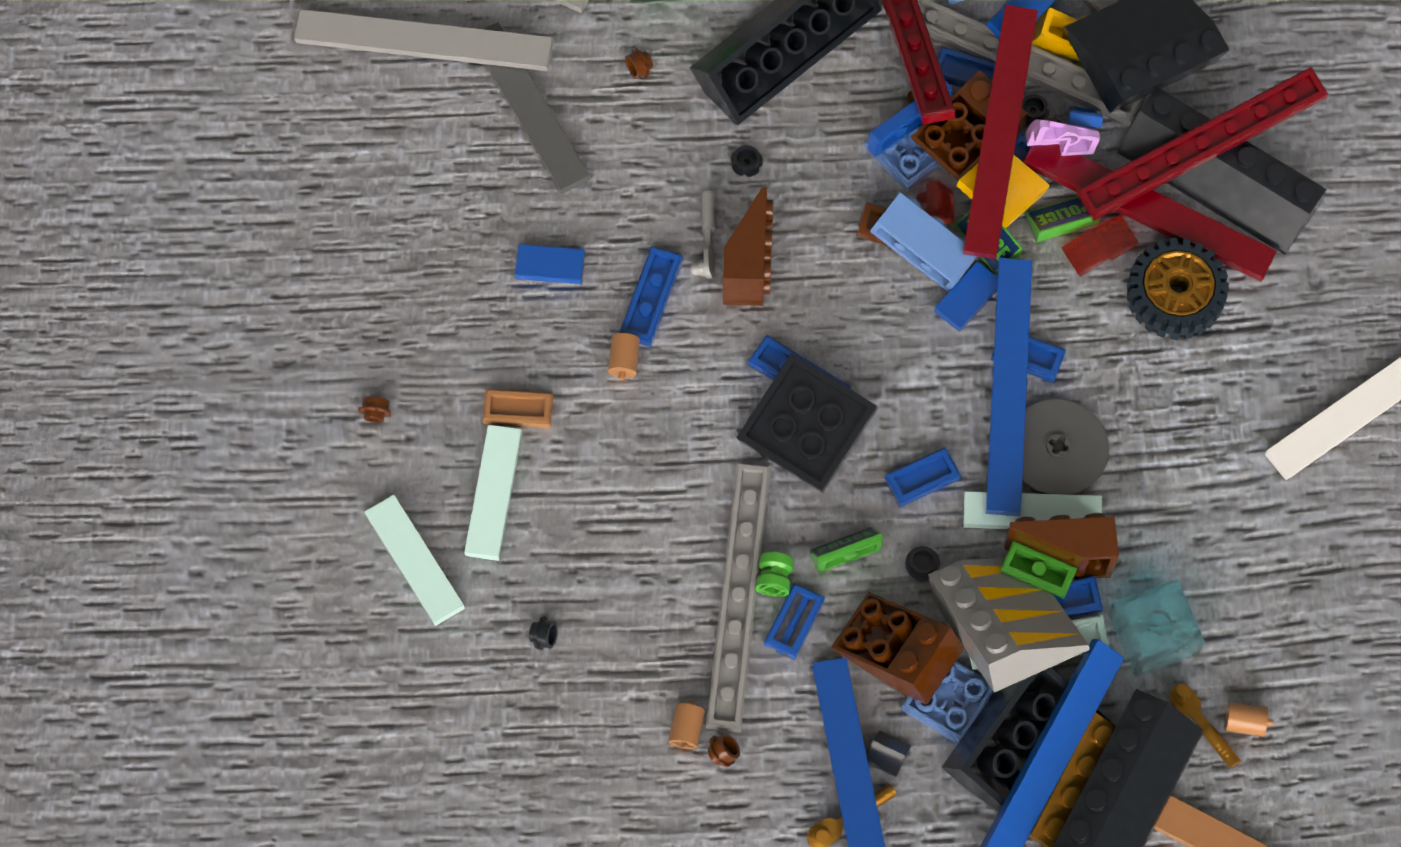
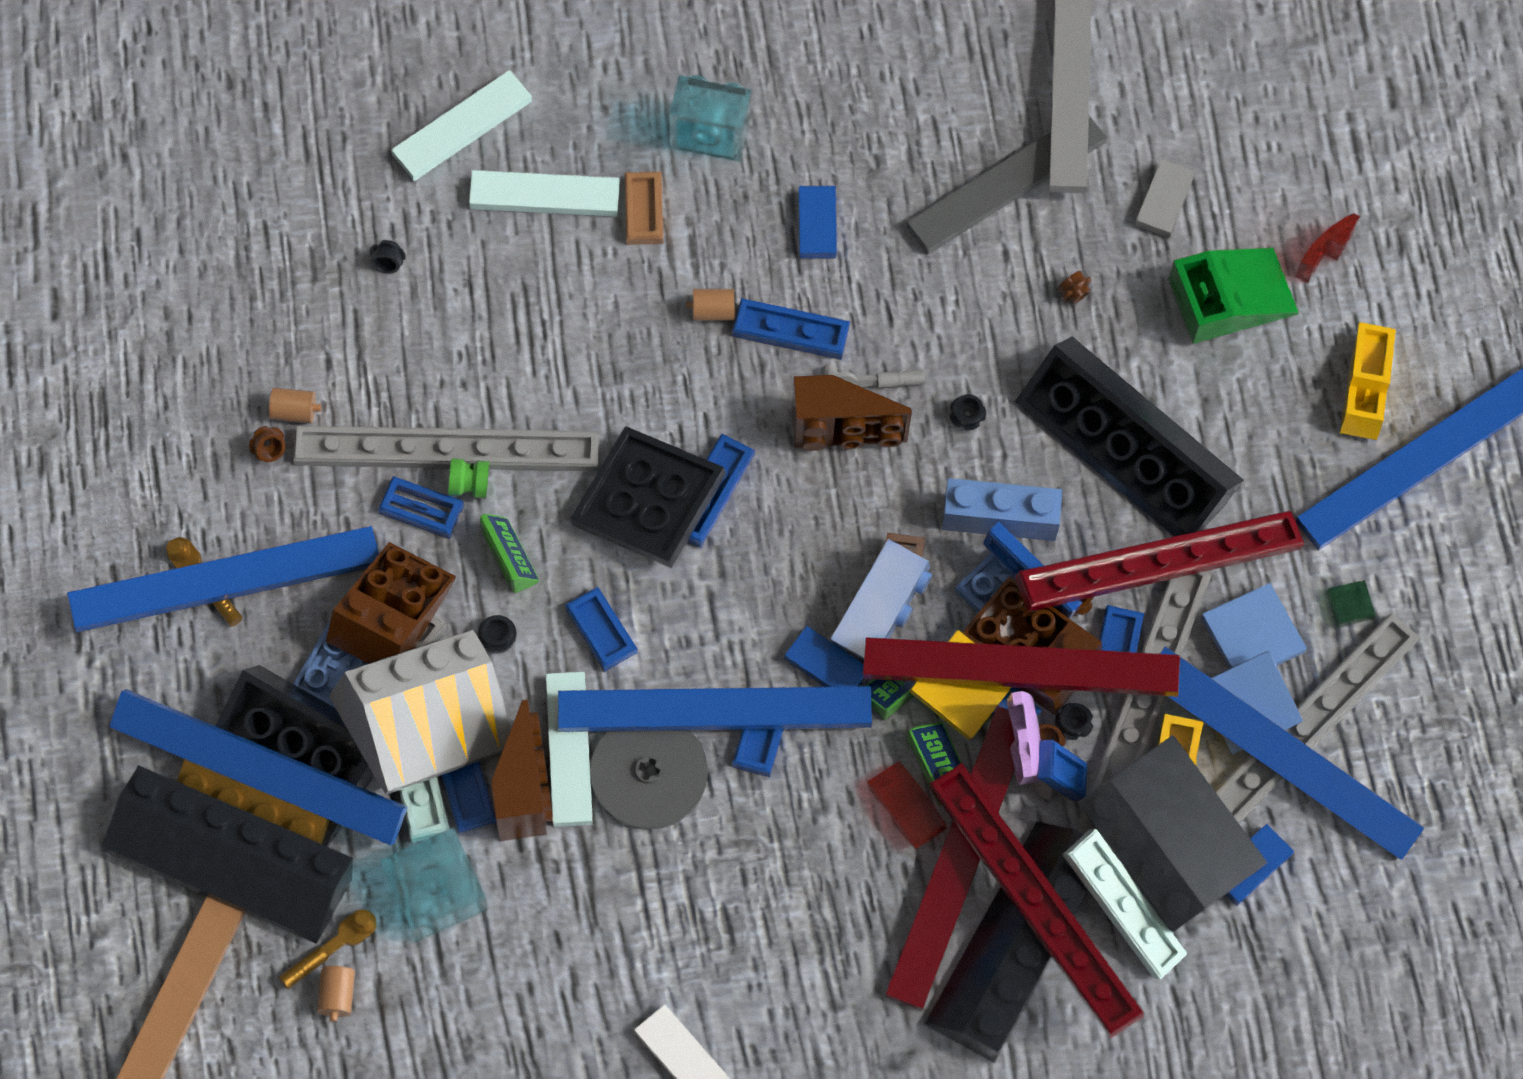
camera: 80 degrees right, 0 degrees up
(375, 409) = (626, 66): reddish brown plate -> none
(445, 334) = (710, 118): none -> clear light blue brick
(843, 141) = (1021, 509): none -> medium blue brick
(887, 753) = (277, 613): black slope -> none
(938, 200) = (937, 619): clear red tile -> none
(1038, 569) = (485, 748): bright green slope -> none
(1174, 311) = (854, 923): wheel -> none
(1202, 83) = (1125, 904): none -> light aqua tile

